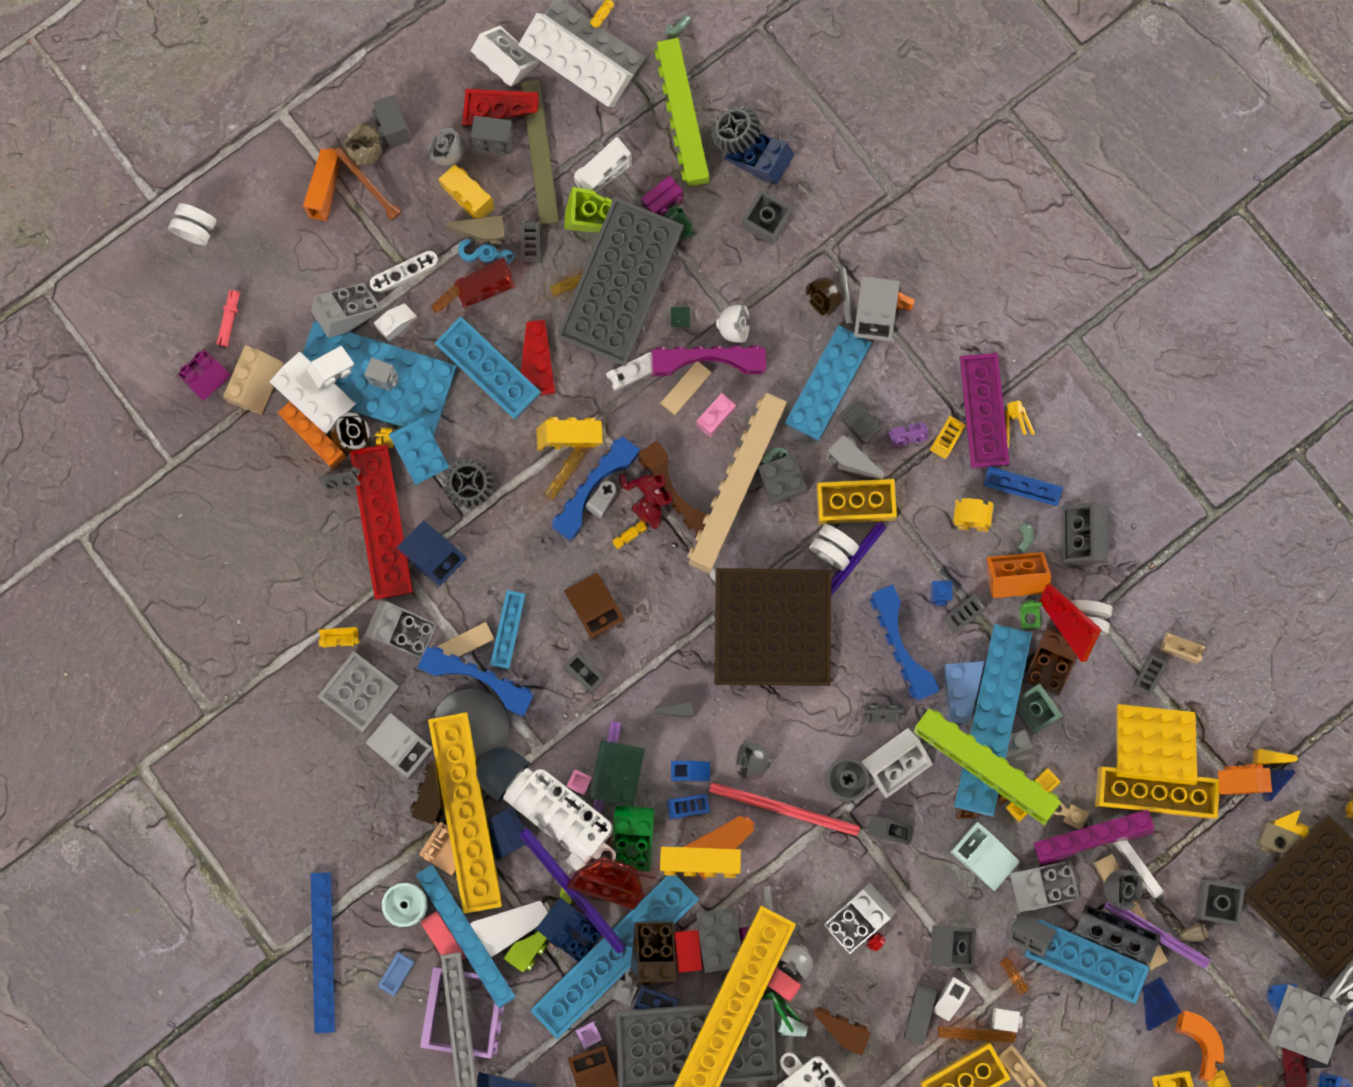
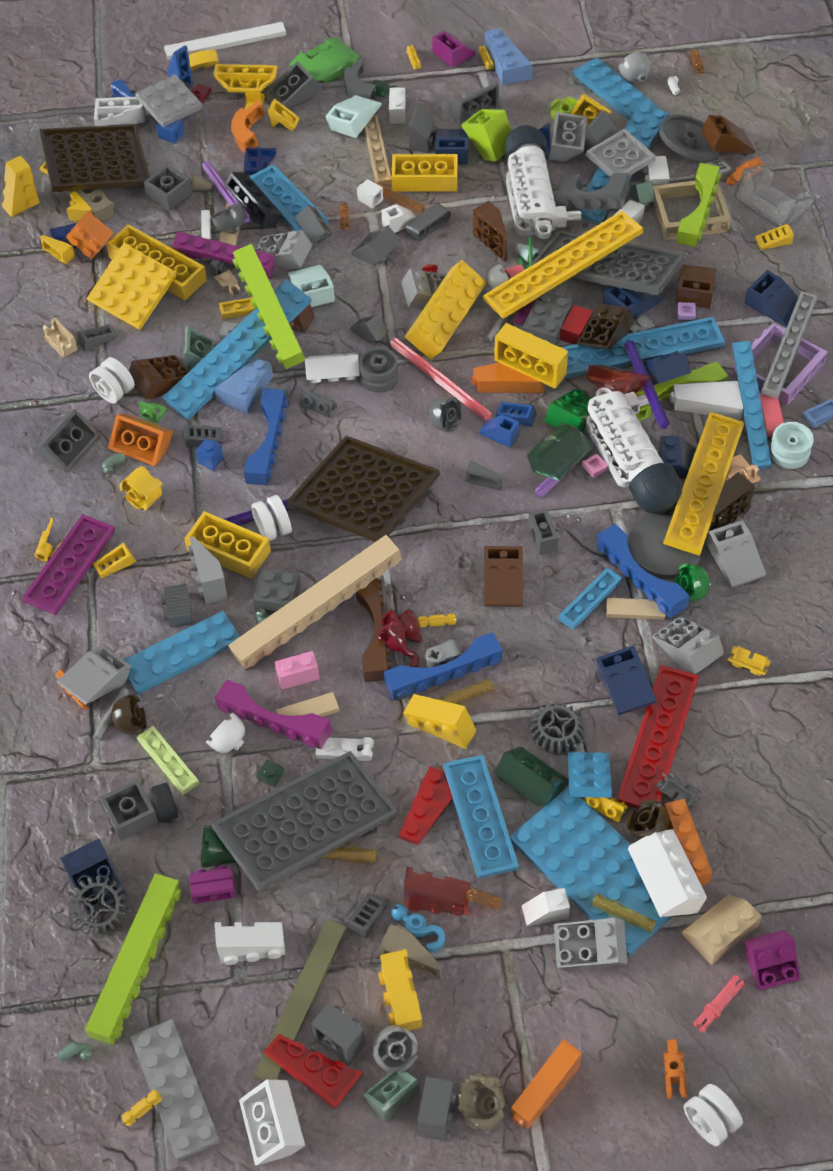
camera: 150 degrees left, 25 degrees down
(240, 257) = (672, 1060): none -> orange hinge
(330, 367) = (636, 882): white brick -> none
(331, 343) = (622, 912): none -> clear yellow pin
(358, 691) = (752, 614): light grey plate -> none
(381, 374) = (589, 848): light grey brick -> none
(391, 210) = (488, 1020): dark orange piece -> none
(403, 270) = (510, 958): white beam -> none
(424, 692) = (693, 581): none -> green cylinder
(431, 119) = (392, 1093): none -> sand green slope
(466, 428) = (530, 776): none -> clear green slope
(575, 60) = (203, 1067): white brick -> none
(586, 210) = (288, 902): lime wedge -> none
(743, 238) = (164, 802): none -> black tyre
(770, 282) = (168, 760): none -> yellowish green tile
(824, 890) = (445, 309): none -> yellow brick
(917, 433) = (152, 579): medium lavender hinge -> none
(1022, 486) = (85, 495): blue plate -> none
(1072, 623) = (128, 369): red wing -> none

